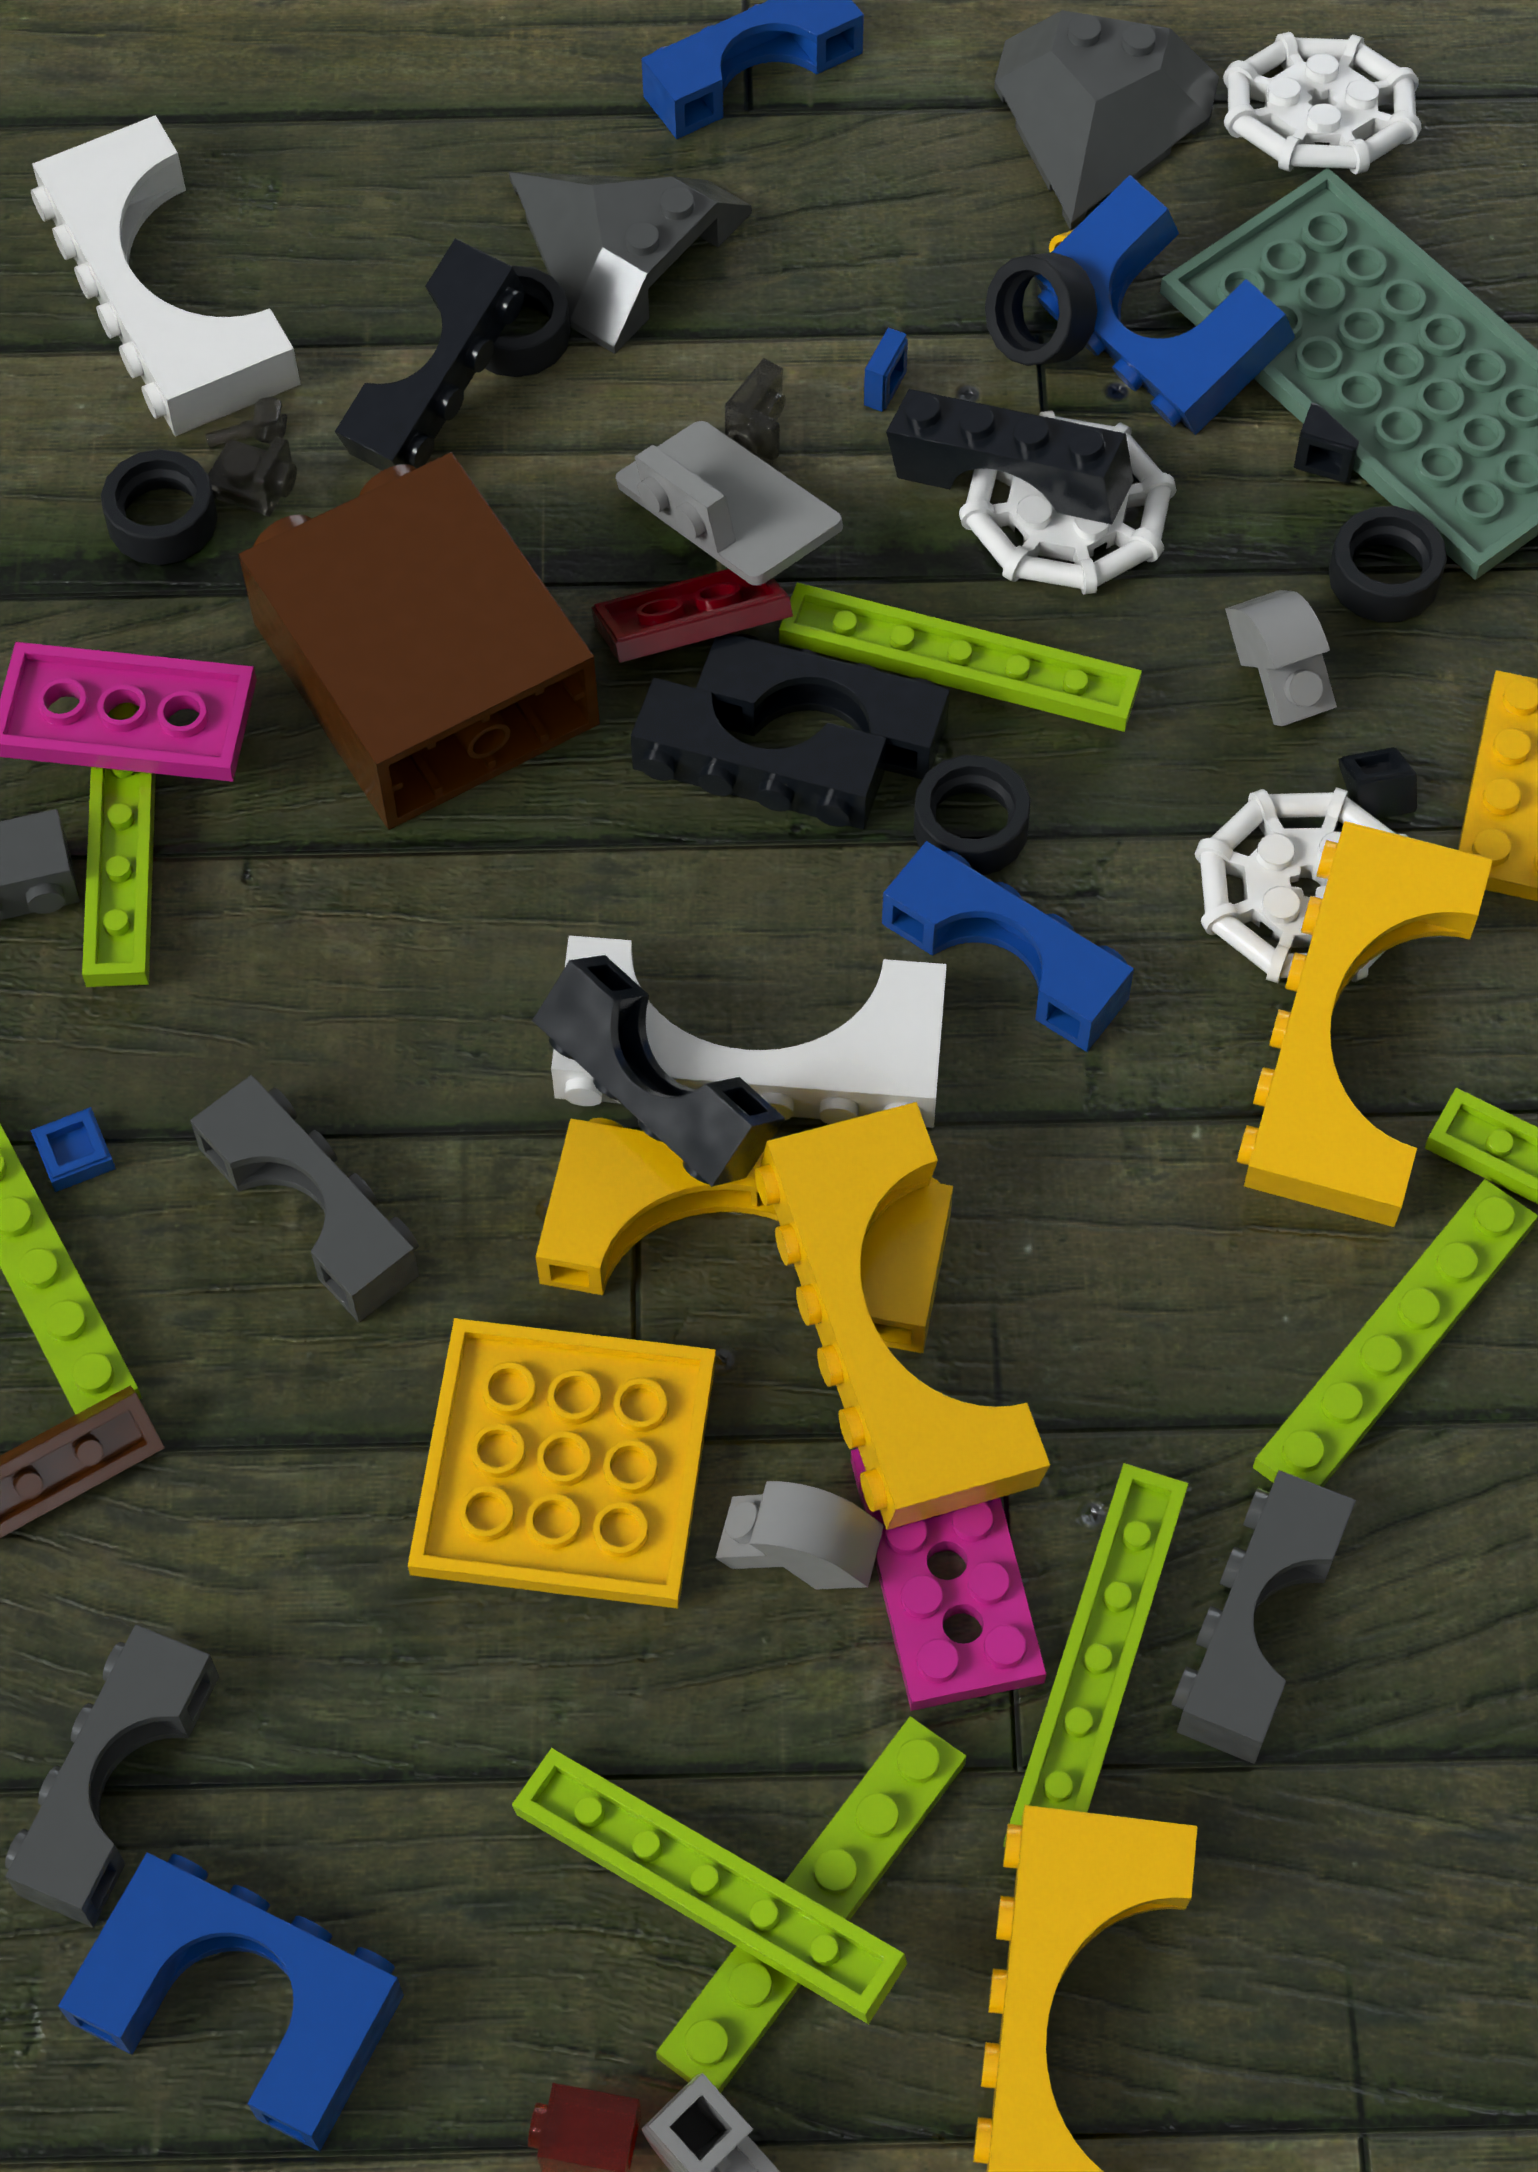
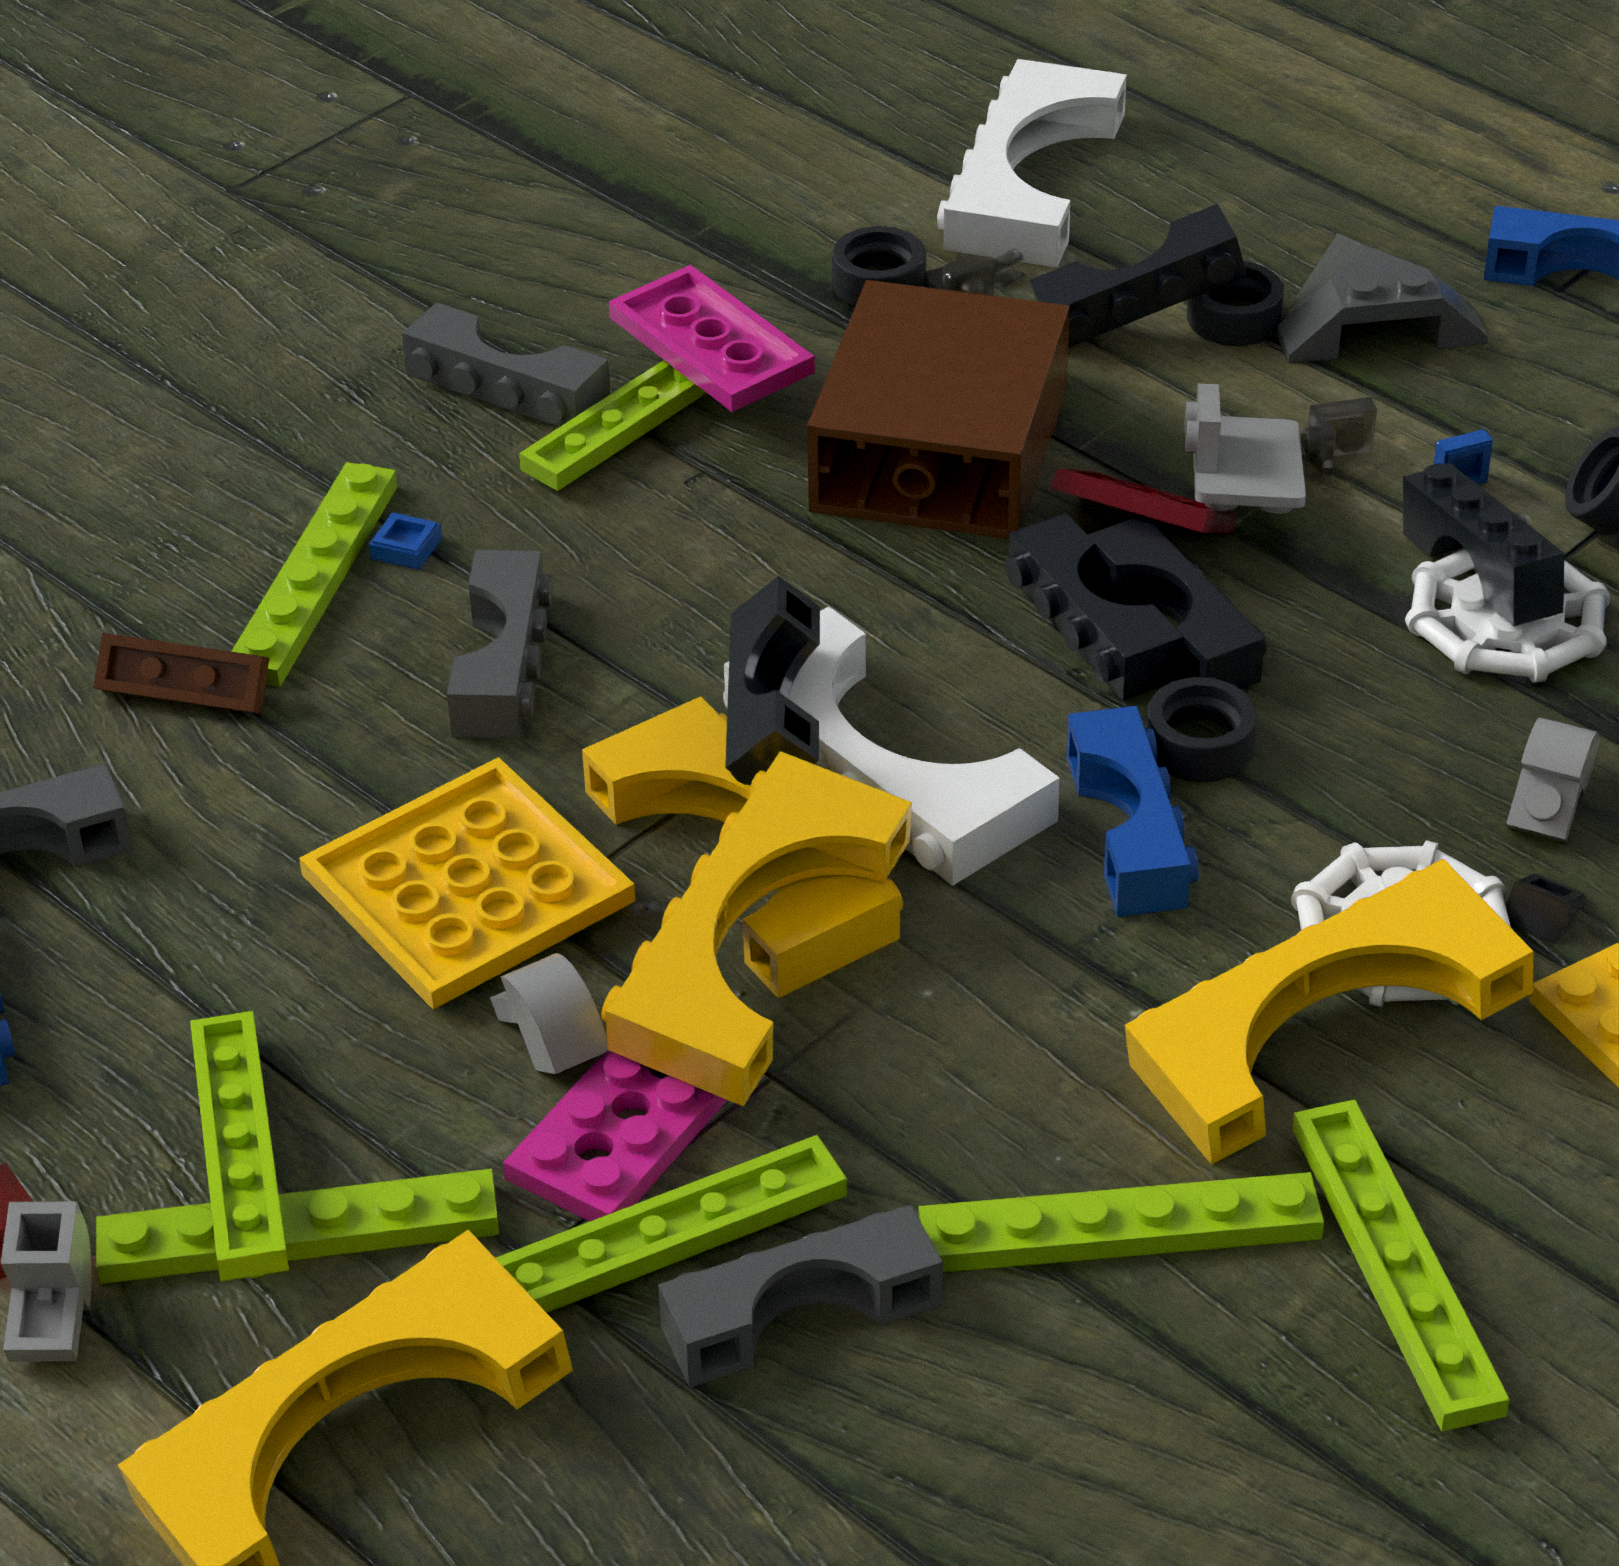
camera: 45 degrees right, 20 degrees down
(961, 657) = (1313, 645): lime plate -> none

